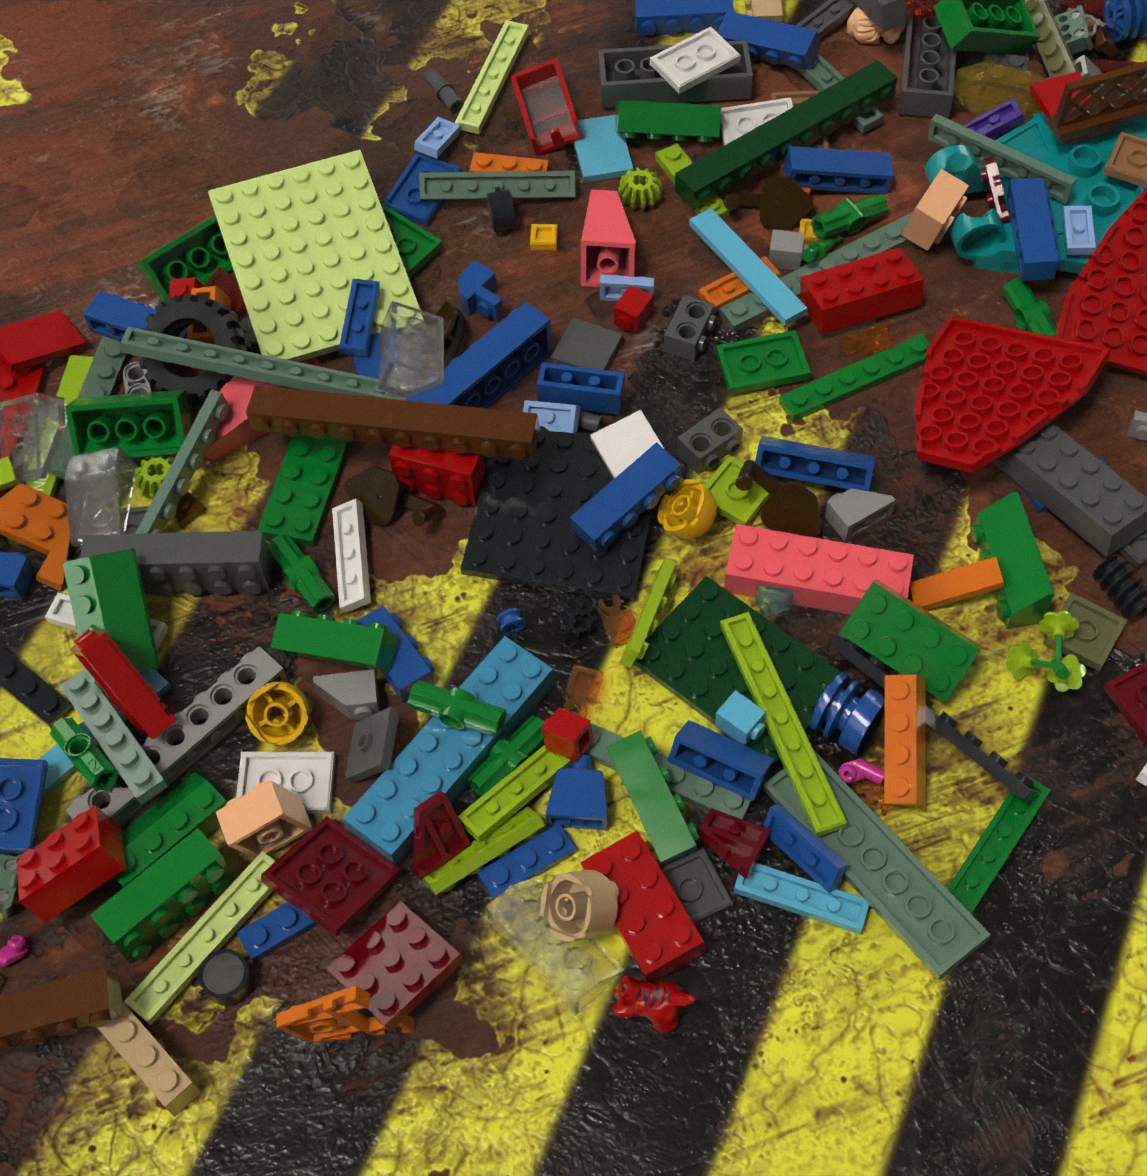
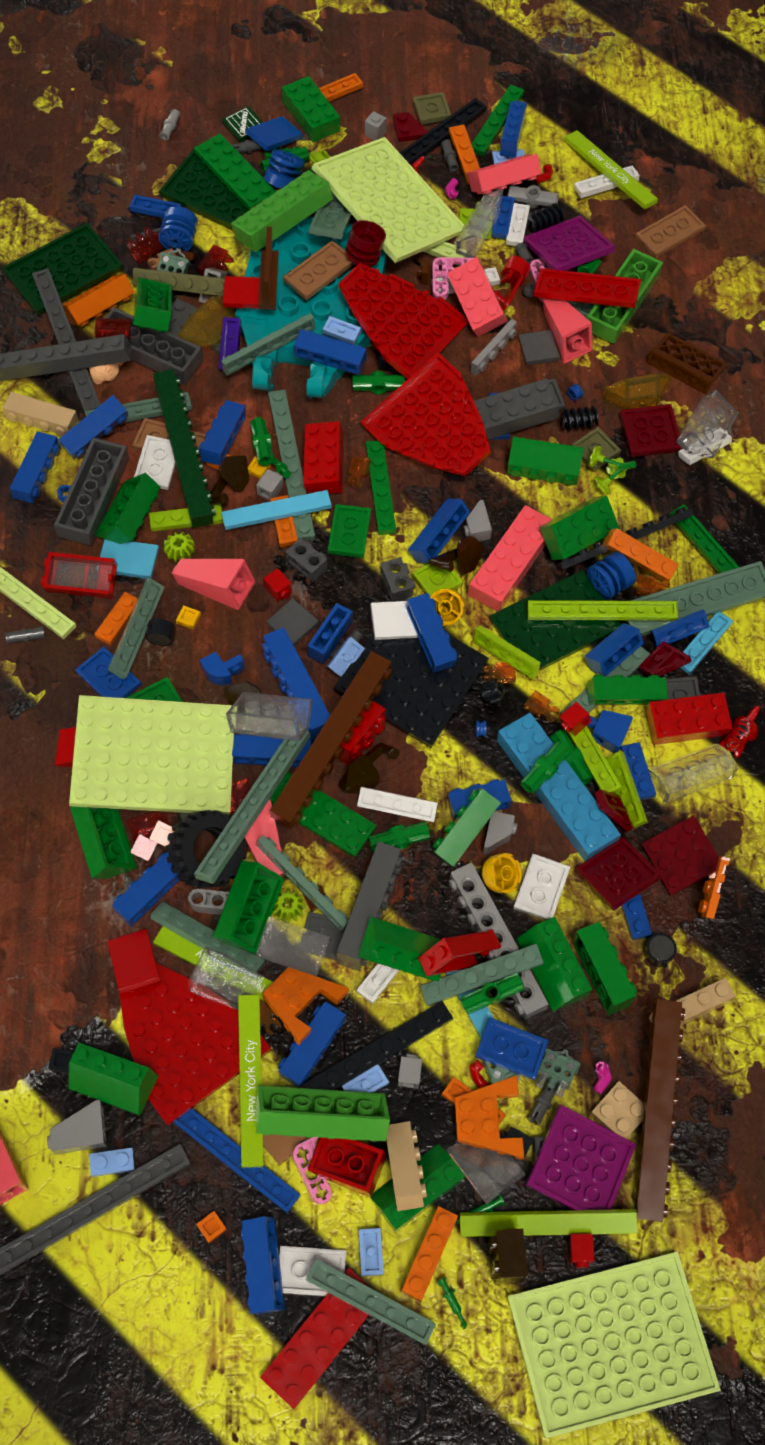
camera: 75 degrees left, 5 degrees up
(70, 864) = (569, 1015): red brick -> none
(202, 940) = (630, 953): yellowish green plate -> none
(263, 819) = (575, 897): light nougat brick -> none
(359, 317) = (222, 740): blue tile -> none
(372, 745) = (541, 827): dark grey plate -> none
(437, 137) = (71, 651): light blue plate -> none
(580, 905) = (686, 744): tan brick -> none
(614, 286) = (255, 588): light blue plate -> none
(695, 59) = (97, 472): white tile -> none
(740, 719) = (596, 628): medium azure brick -> none
(773, 600) = (520, 588): clear light blue slope -> none
(859, 770) = (644, 584): dark pink arm -> none
(936, 210) = (290, 394): light nougat brick -> none
(957, 584) = (548, 491): orange tile -> none
(996, 196) = (288, 358): wing -> none

